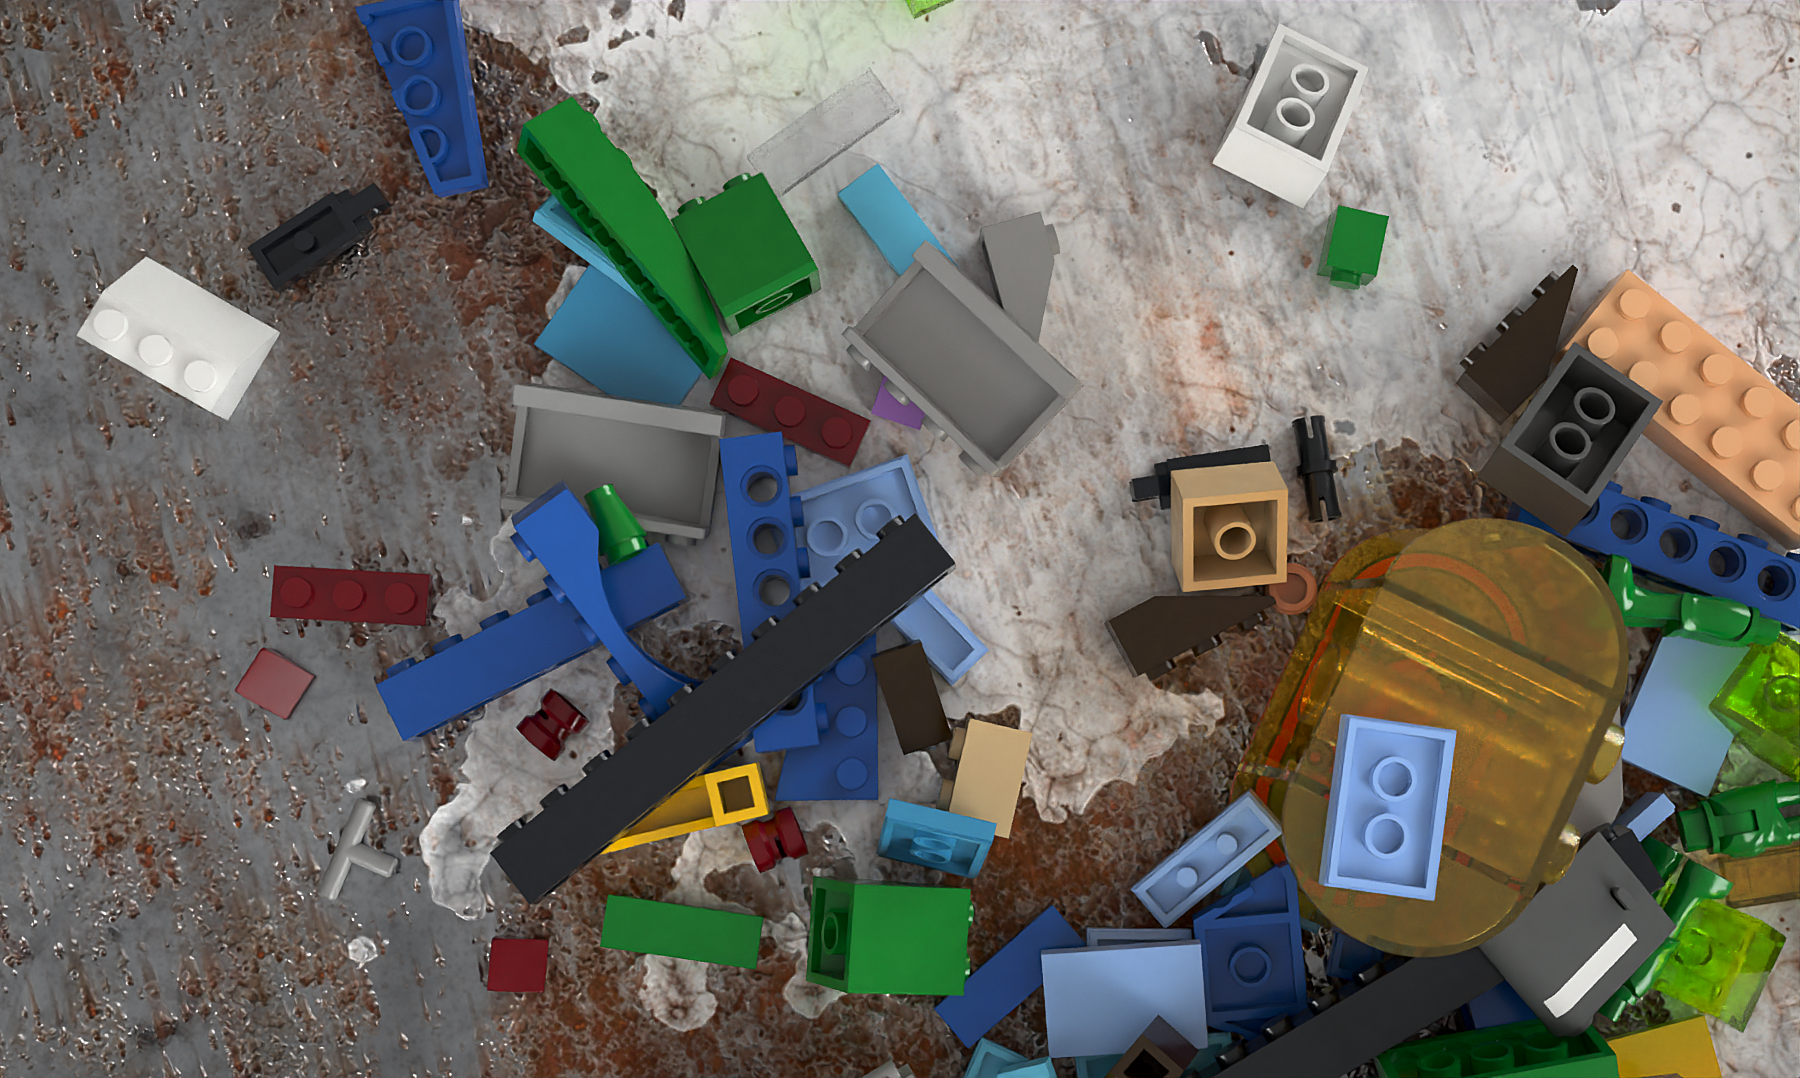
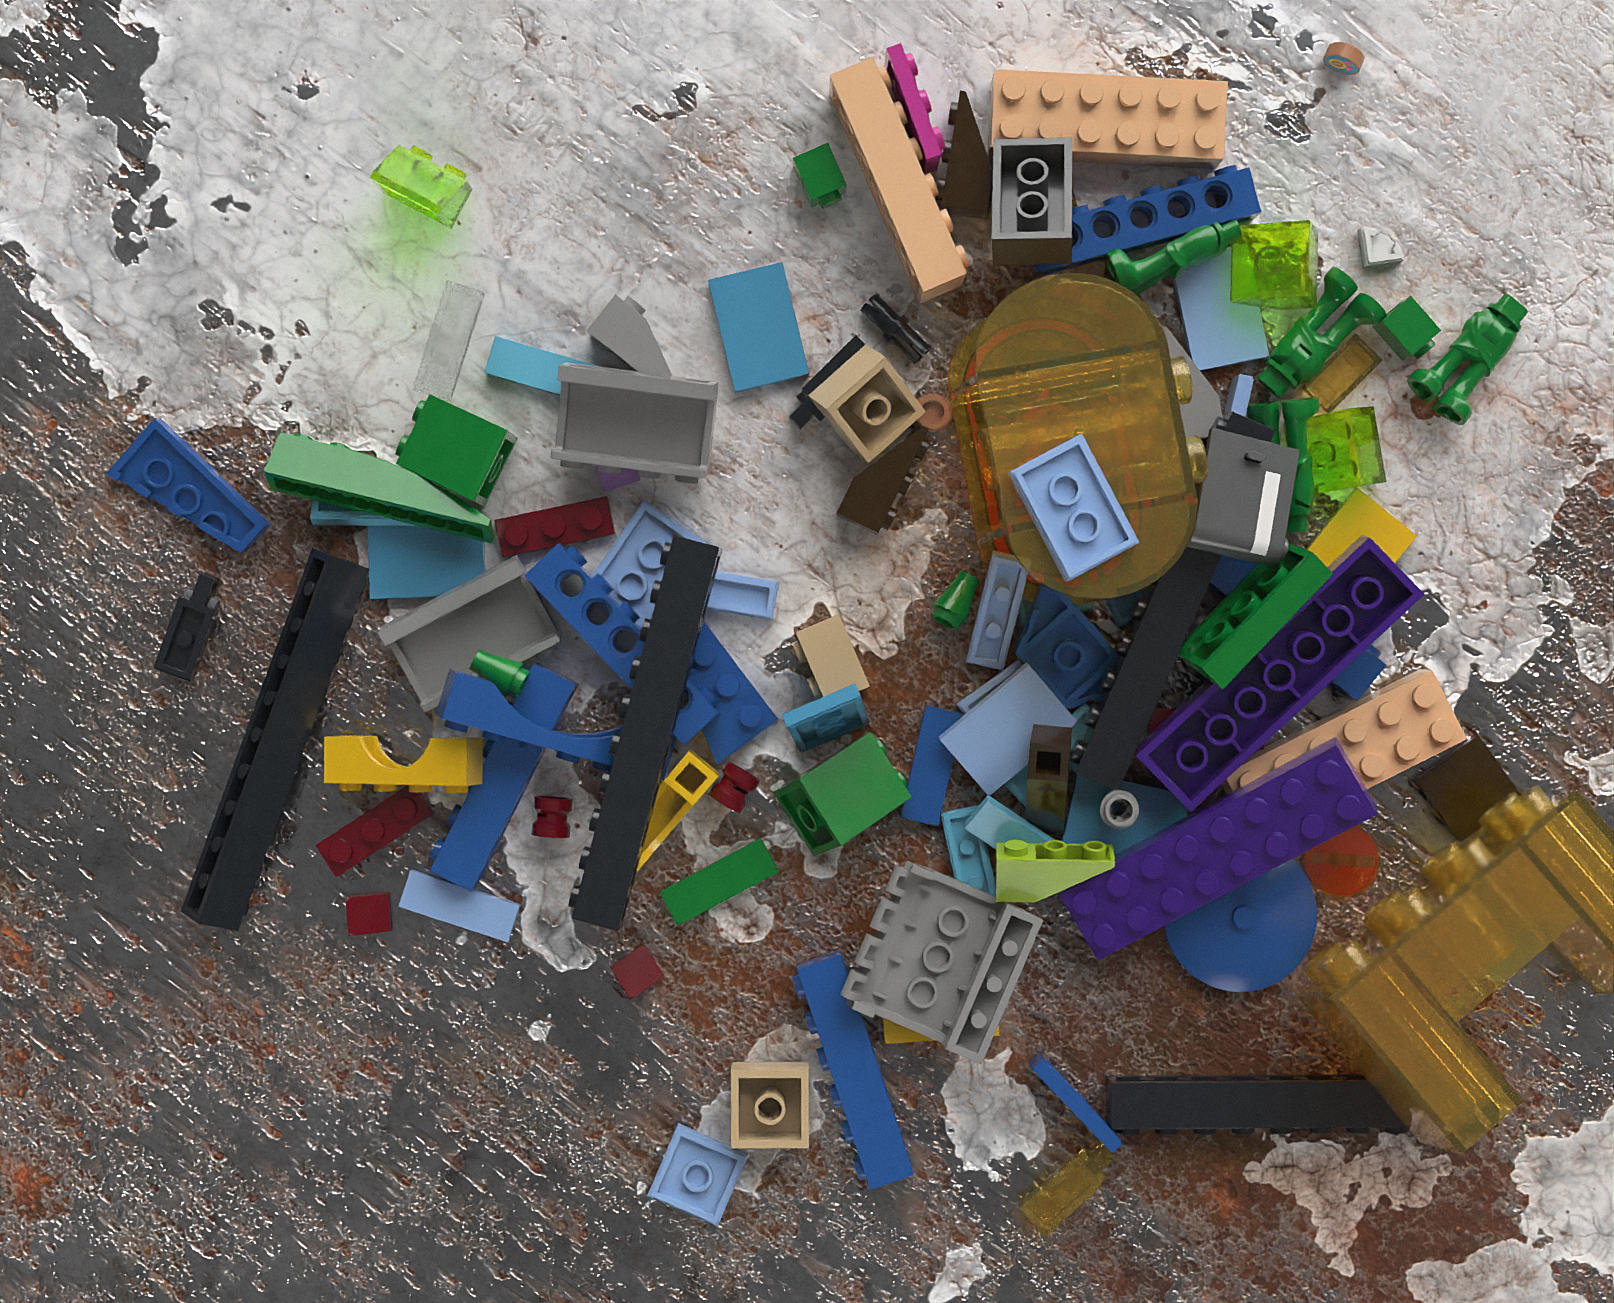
camera: 35 degrees left, 5 degrees up
(180, 336) = (153, 750): white slope -> none
(314, 421) = (274, 741): none -> black brick
(350, 851) = (489, 978): light grey piece -> none
(378, 748) = (458, 906): none -> light blue tile
(394, 510) = (361, 760): none -> yellow arch
(911, 696) = (752, 643): dark brown tile -> none
(1166, 814) = (955, 602): none -> green cone
(1167, 360) = (758, 327): none -> dark azure tile
(1291, 116) = (725, 121): white slope -> none
(1436, 311) = (897, 180): none -> light nougat brick
(1507, 247) = (916, 105): none -> dark pink plate

